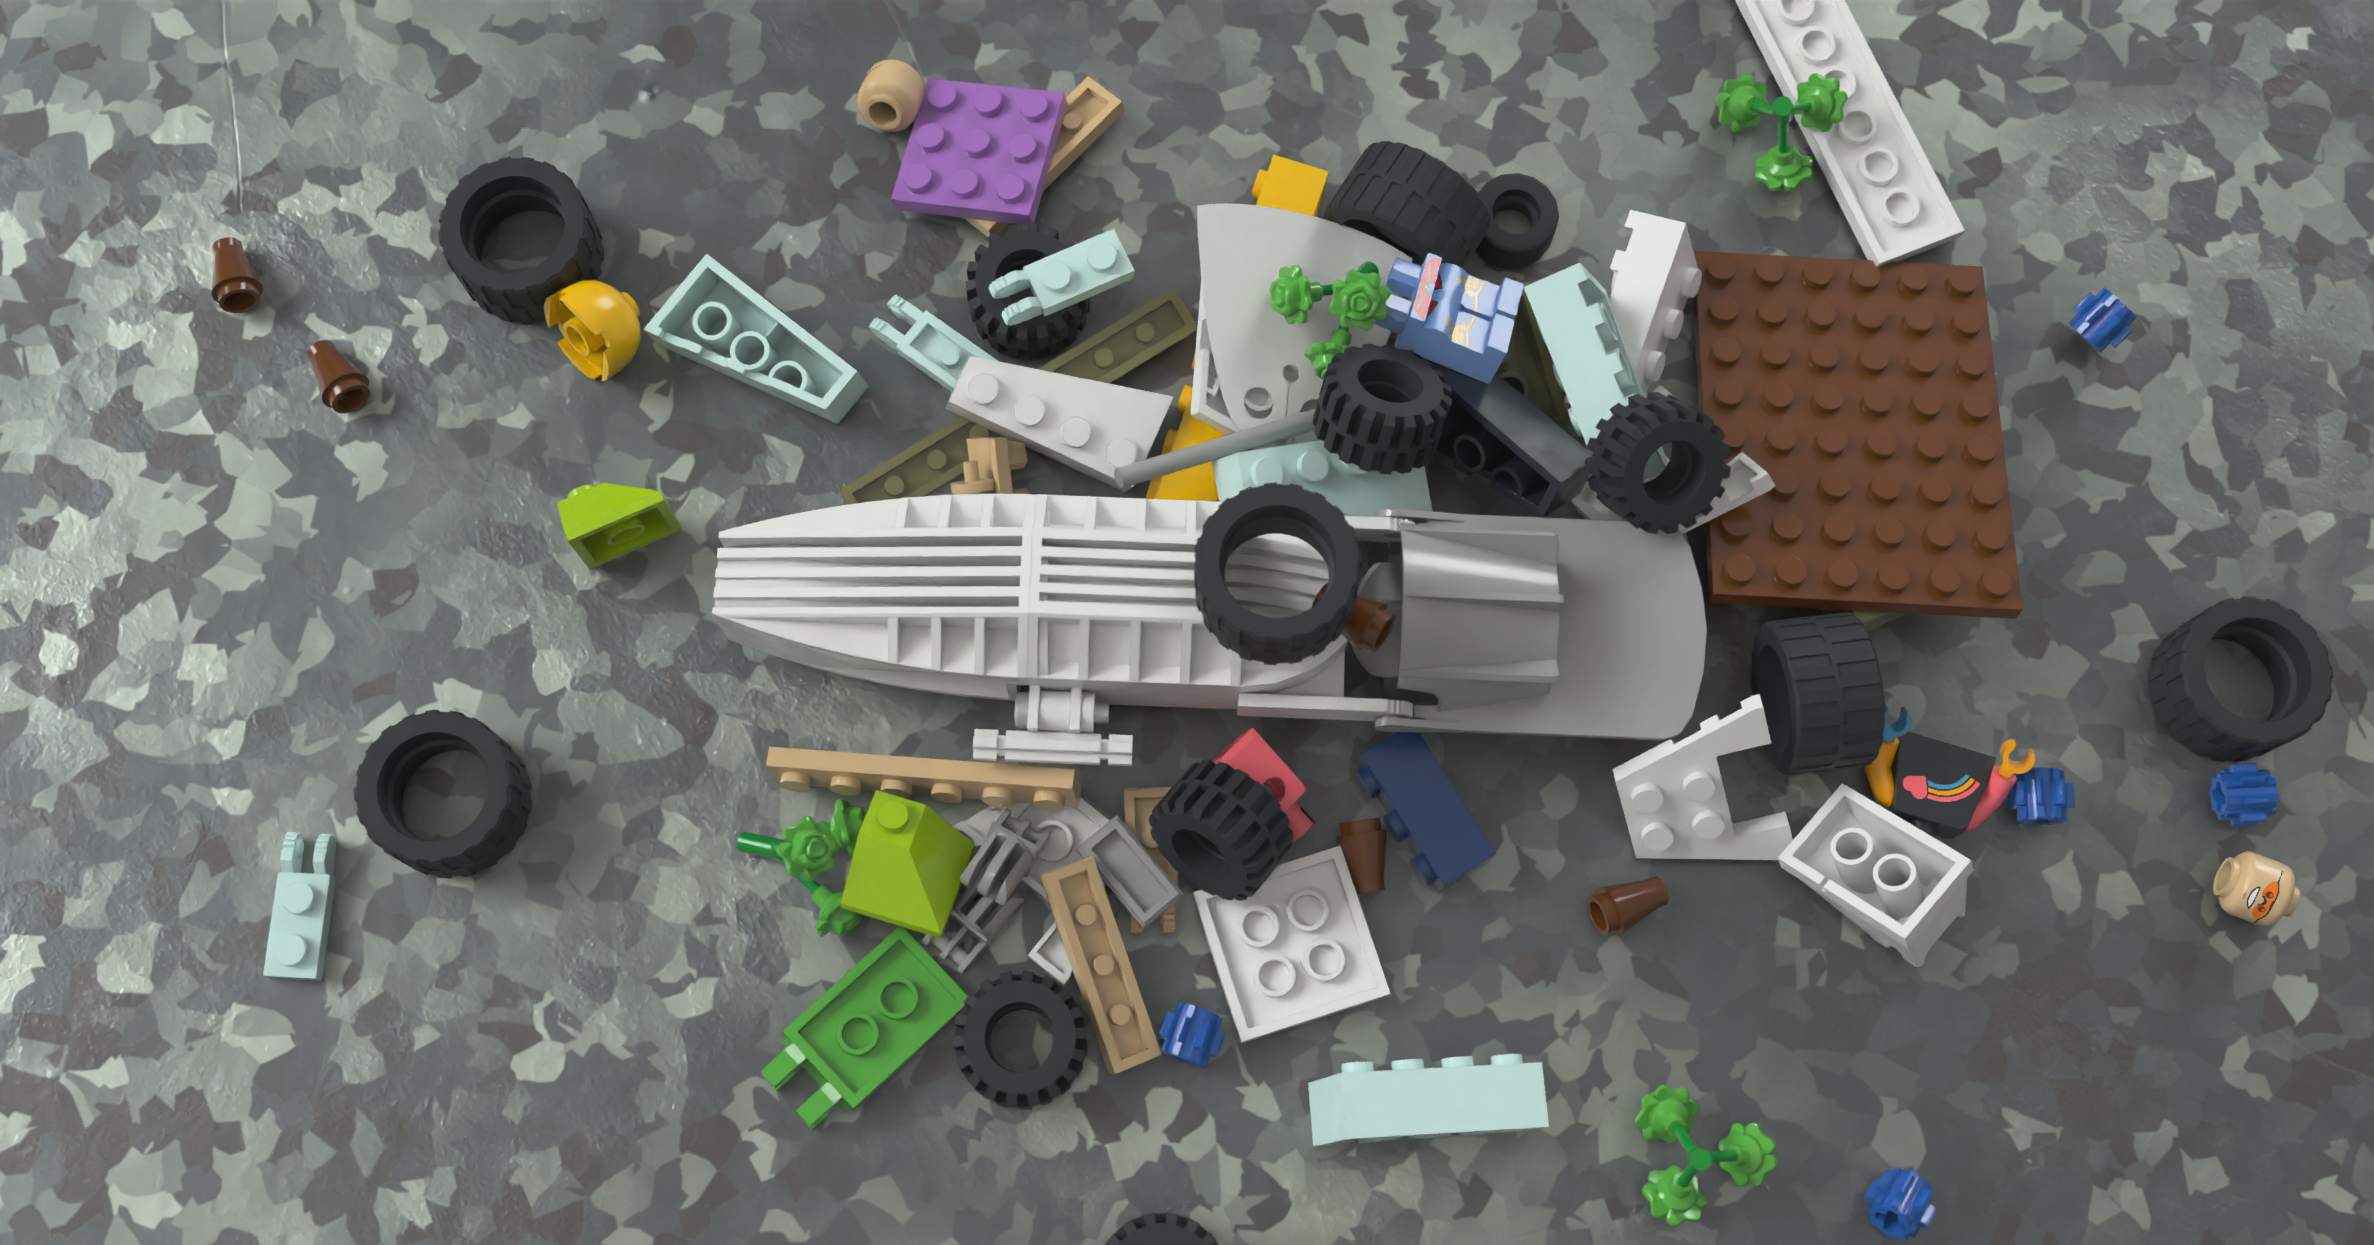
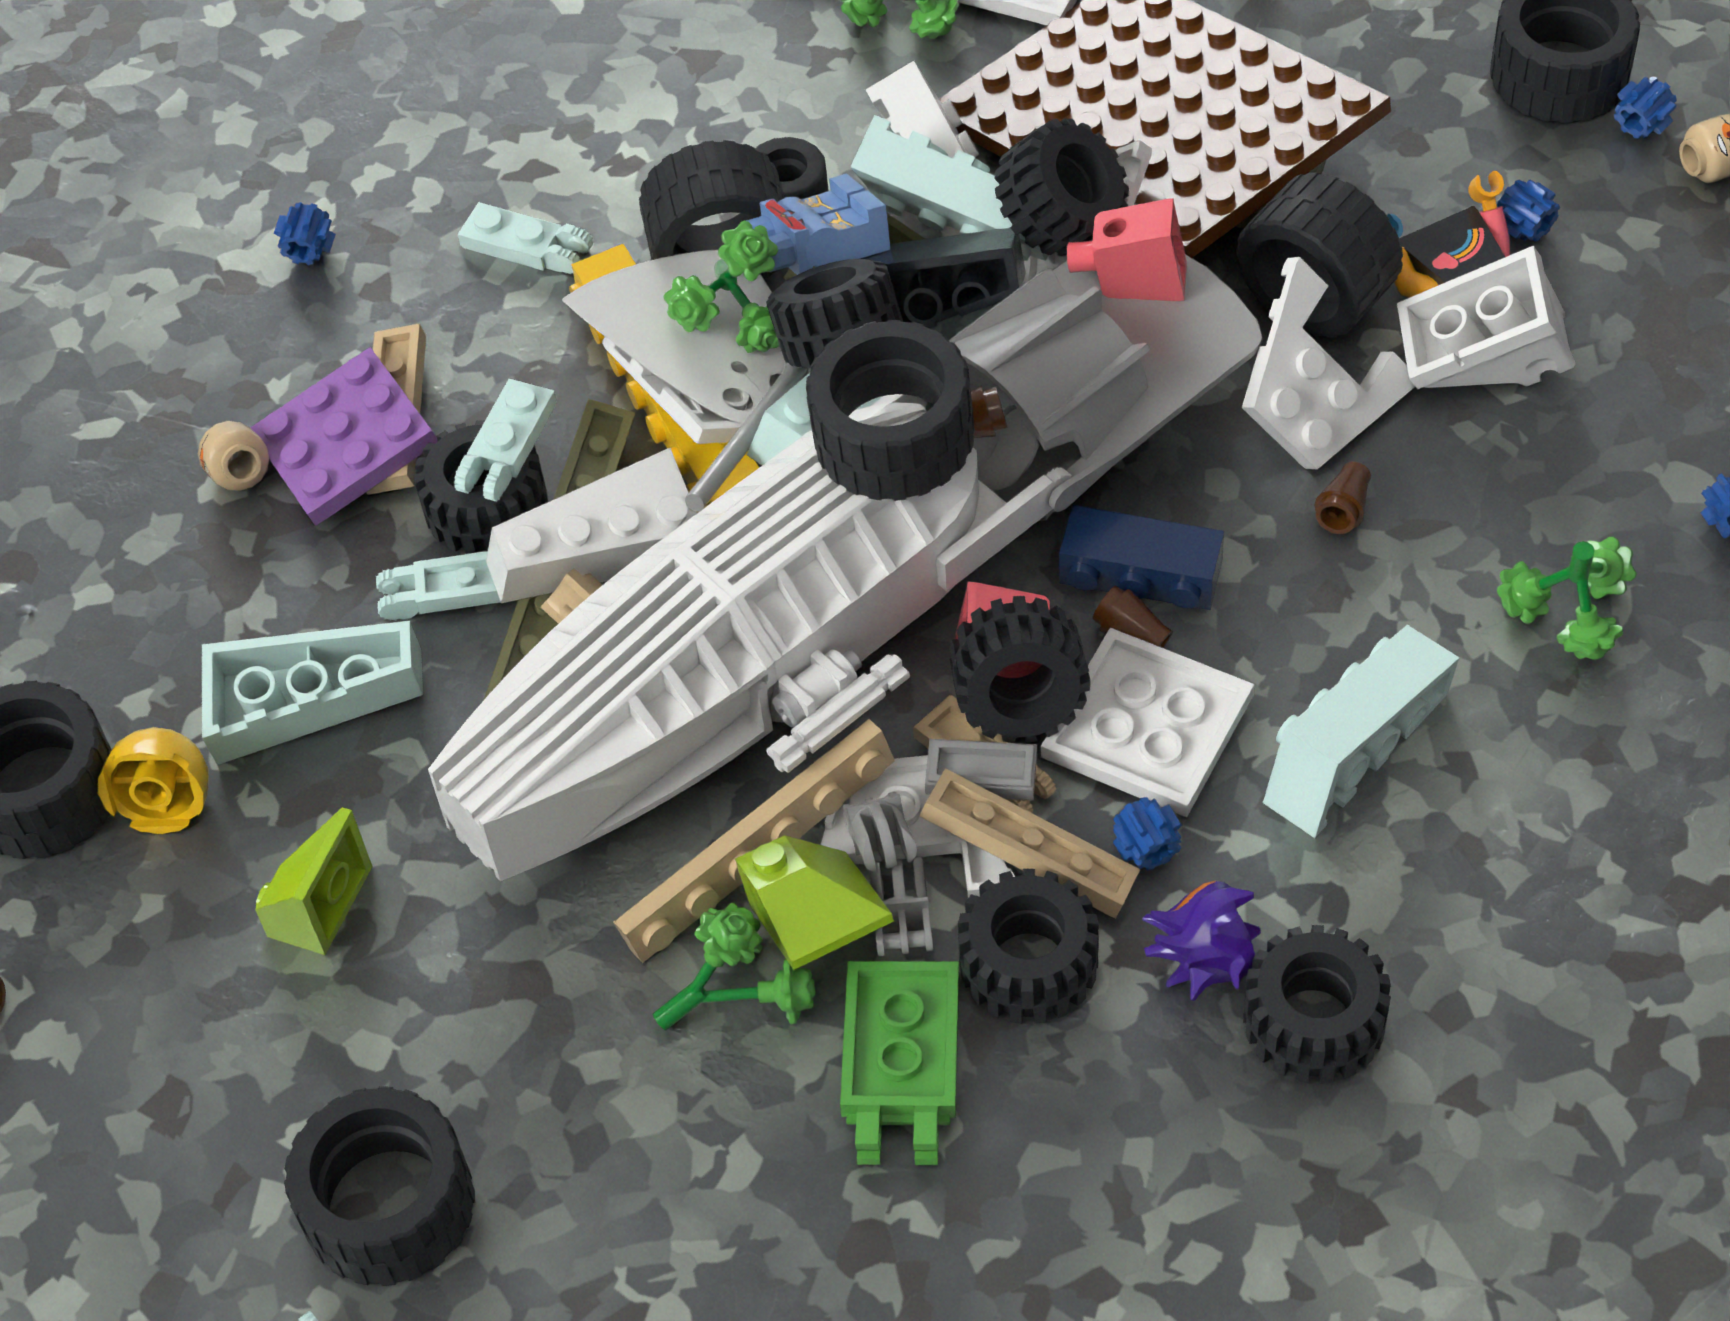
camera: 35 degrees left, 20 degrees down
(1140, 1159) = (1205, 937): none -> dark purple hair
(1276, 85) = (523, 239): none -> light aqua hinge
(1649, 576) = (1135, 253): none -> coral torso

